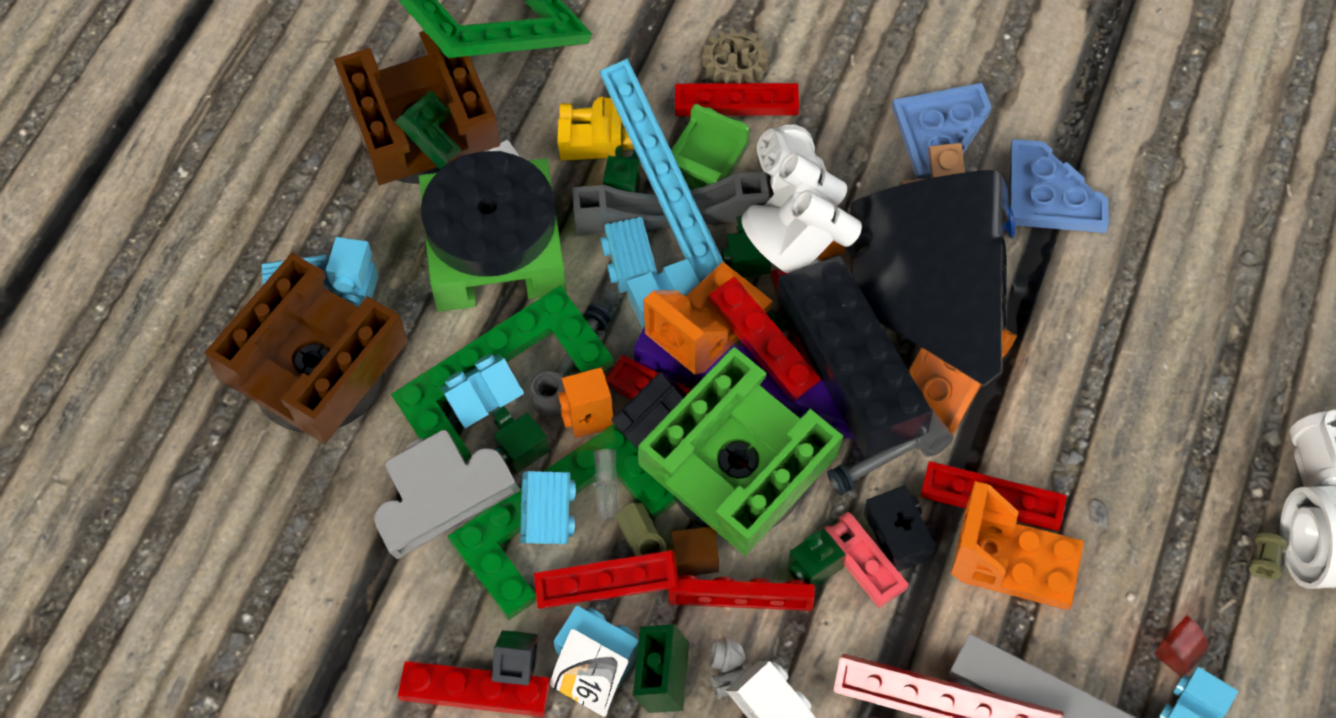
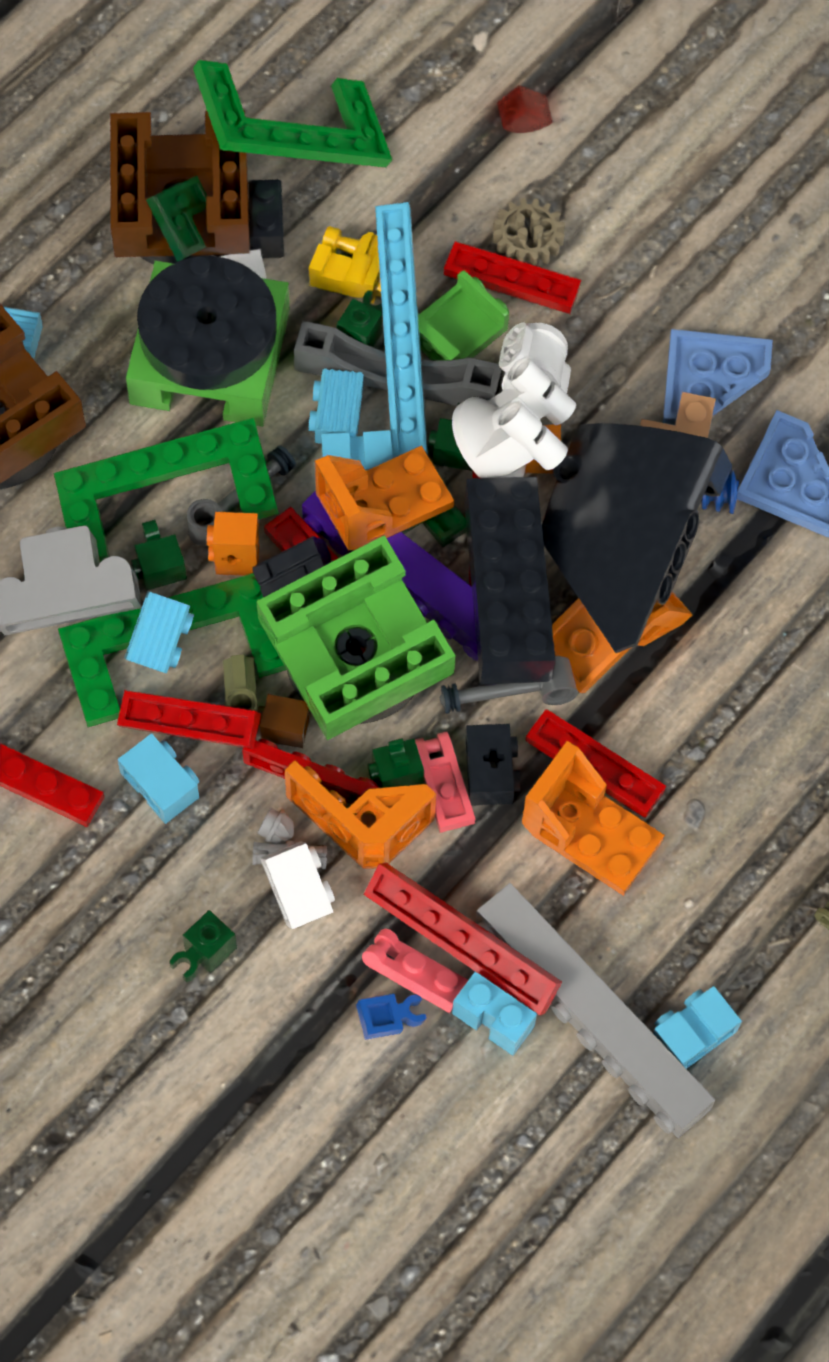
camera: 15 degrees right, 5 degrees up
(351, 270) = (56, 339): medium azure brick -> none
(481, 389) = (139, 497): medium azure brick -> none
(507, 113) = (266, 217): none -> black brick
(515, 657) = (77, 762): black brick -> none
(588, 672) = (139, 798): sticker -> none
(606, 483) = (226, 628): clear axle -> none
(661, 668) = (208, 818): dark green brick -> none
(763, 339) = (428, 536): red plate -> none
(817, 630) = (374, 826): none -> orange bracket
(1183, 647) = (713, 964): clear red brick -> none

